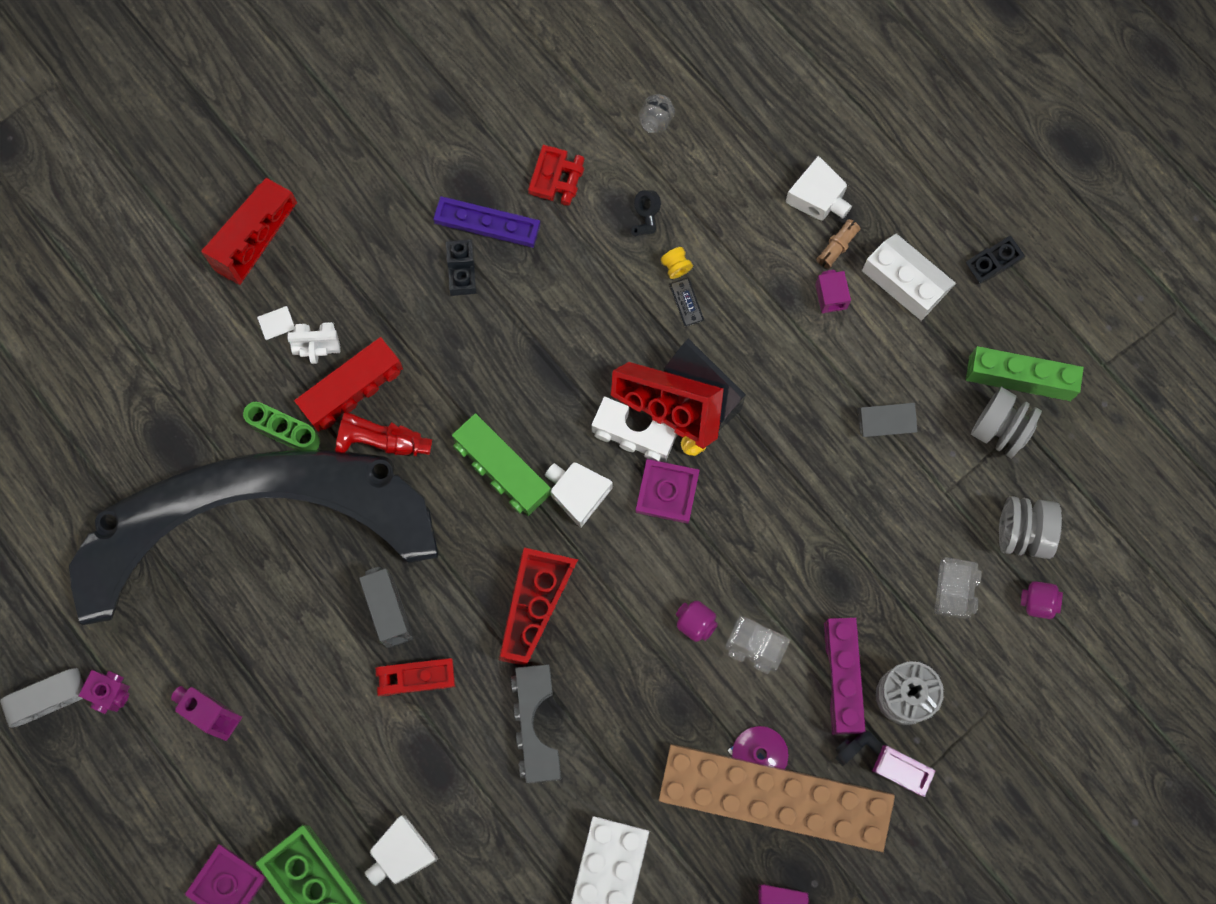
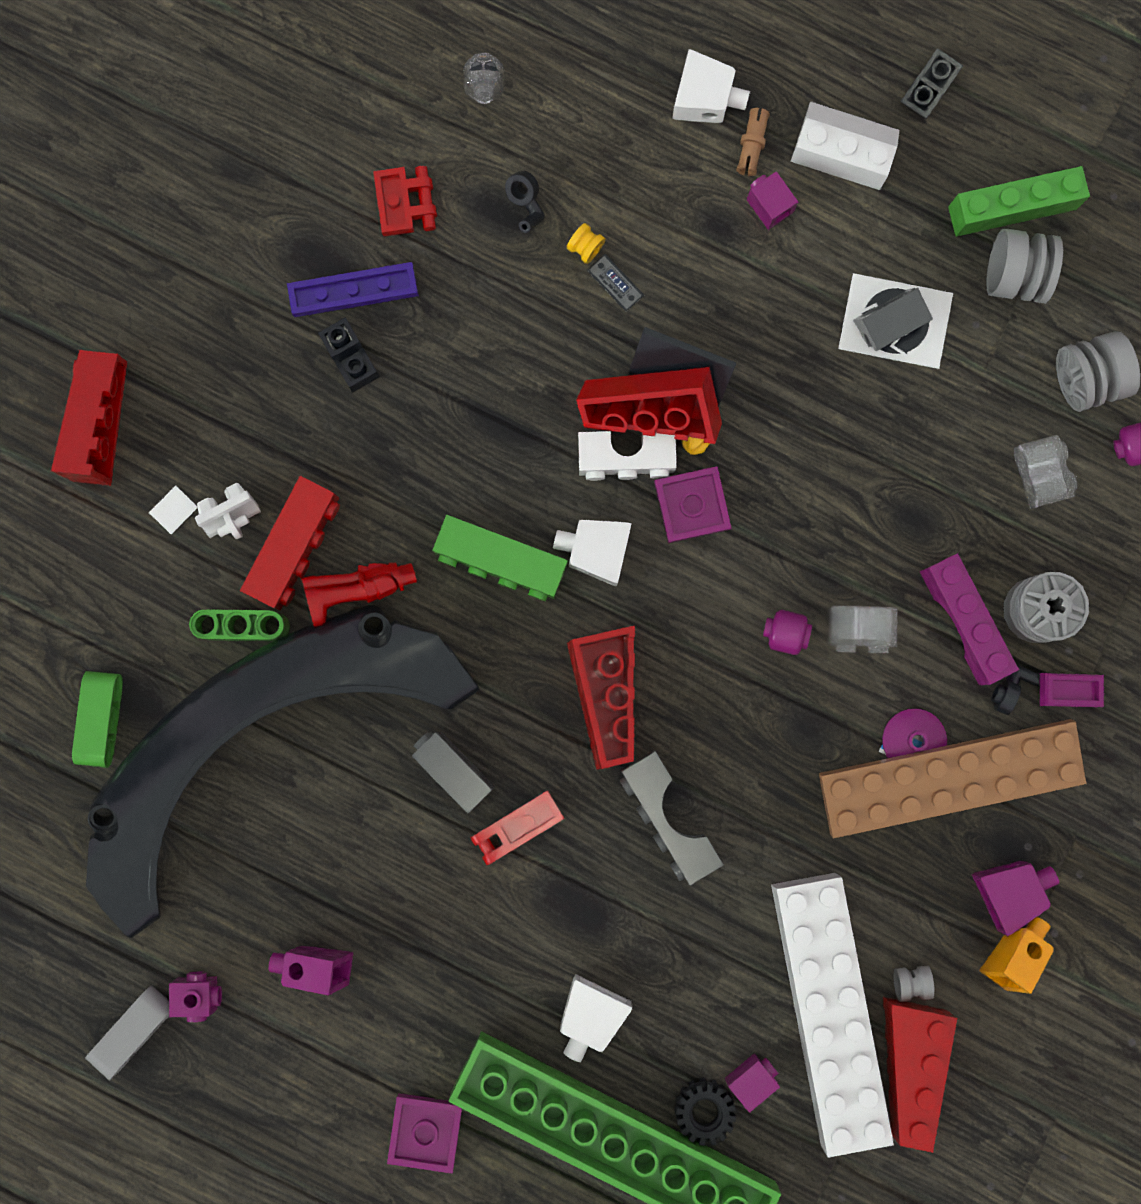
camera: 25 degrees left, 10 degrees up
(141, 449) = (97, 719): none -> bright green beam
(899, 449) = (918, 347): none -> white sticker

